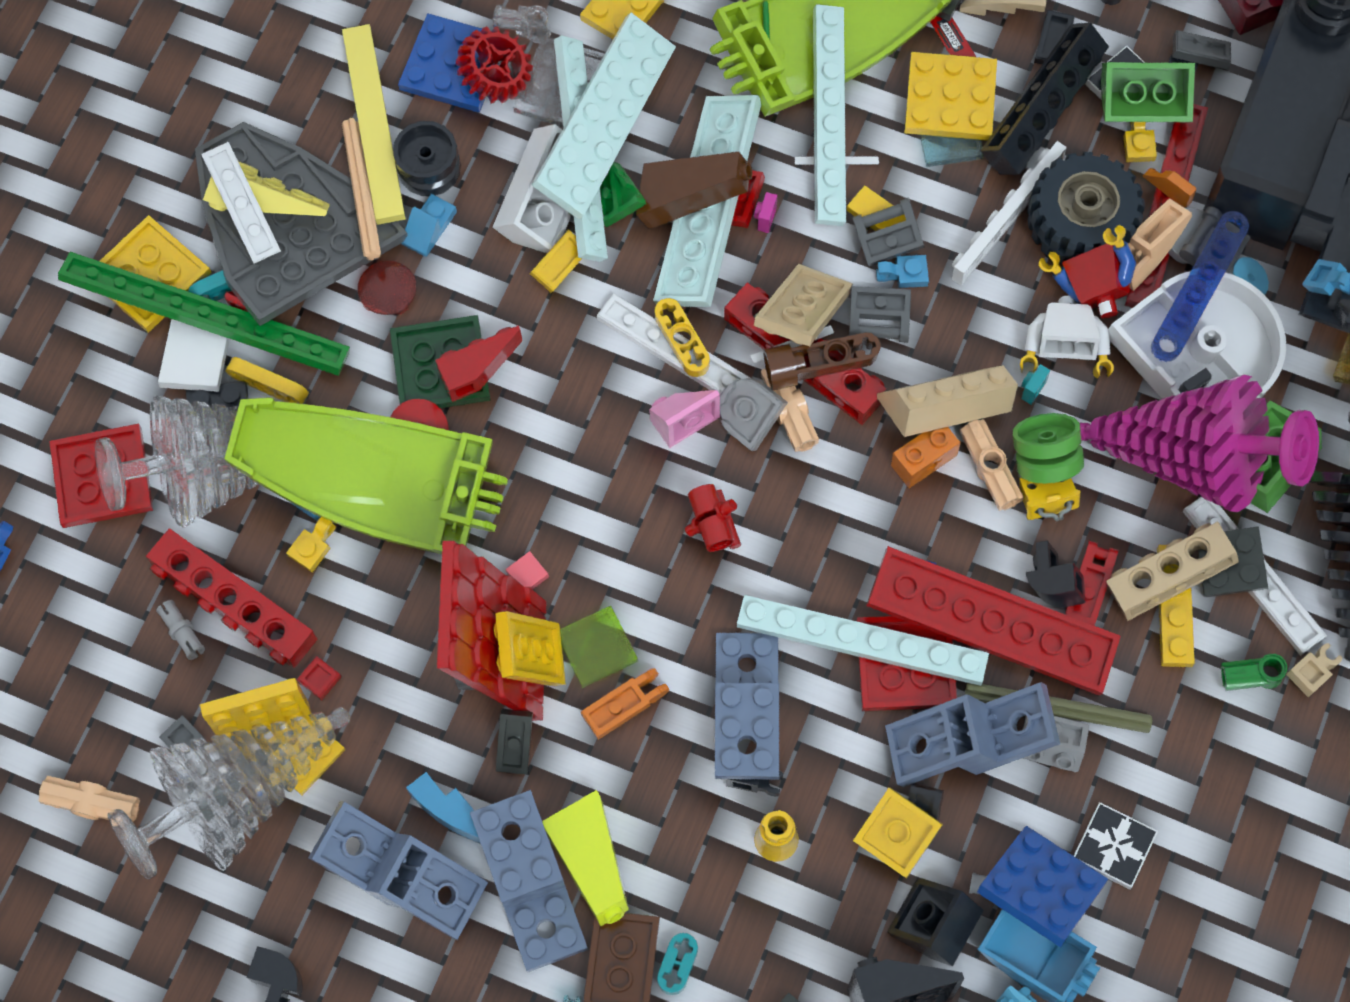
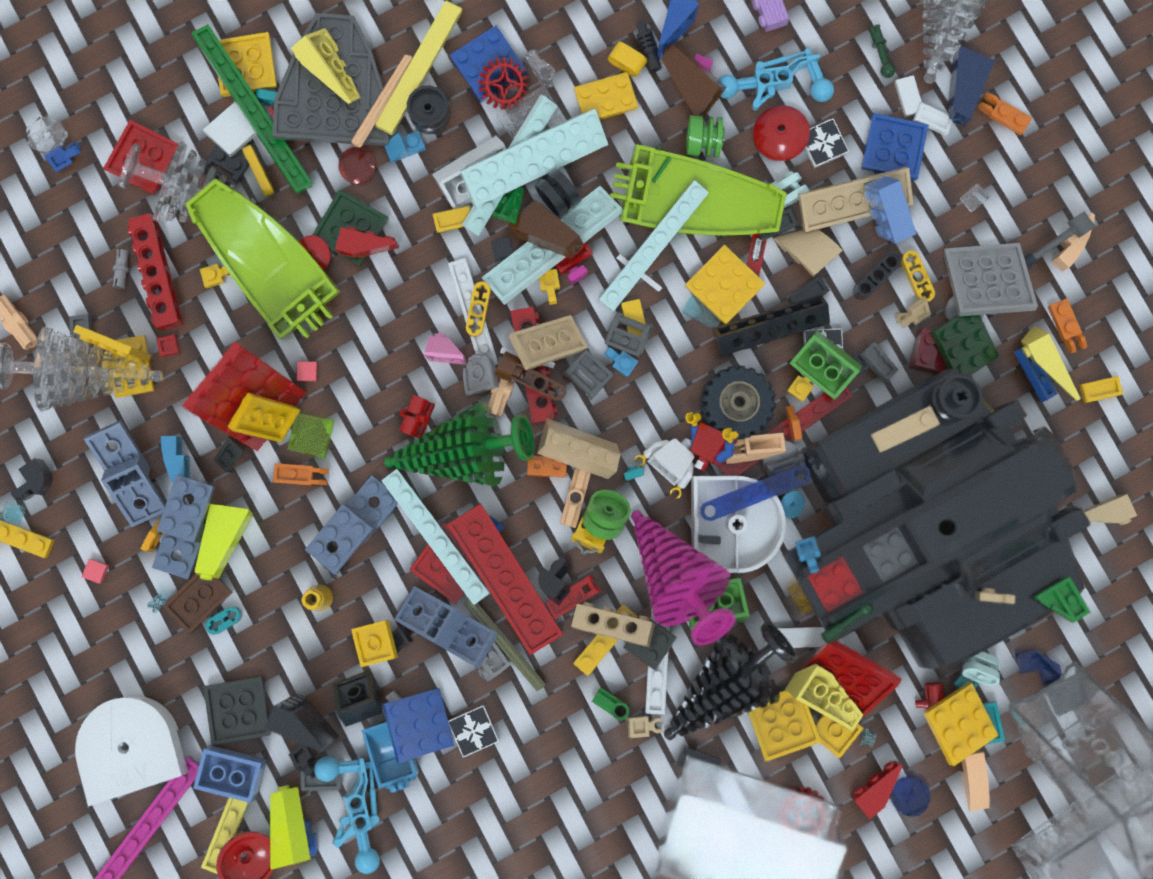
camera: 35 degrees right, 15 degrees up
(241, 202) = (306, 65): white tile -> none
(497, 925) = (152, 539): none -> light orange tile
(648, 252) = (501, 248): none -> black tile
(665, 132) = (557, 193): none -> black wheel
(742, 247) = (549, 283): none -> yellow plate
(808, 501) = (465, 448): none -> green plant
(1001, 220) = (691, 373): white plate -> none
(1309, 69) = (905, 429): none -> tan slope

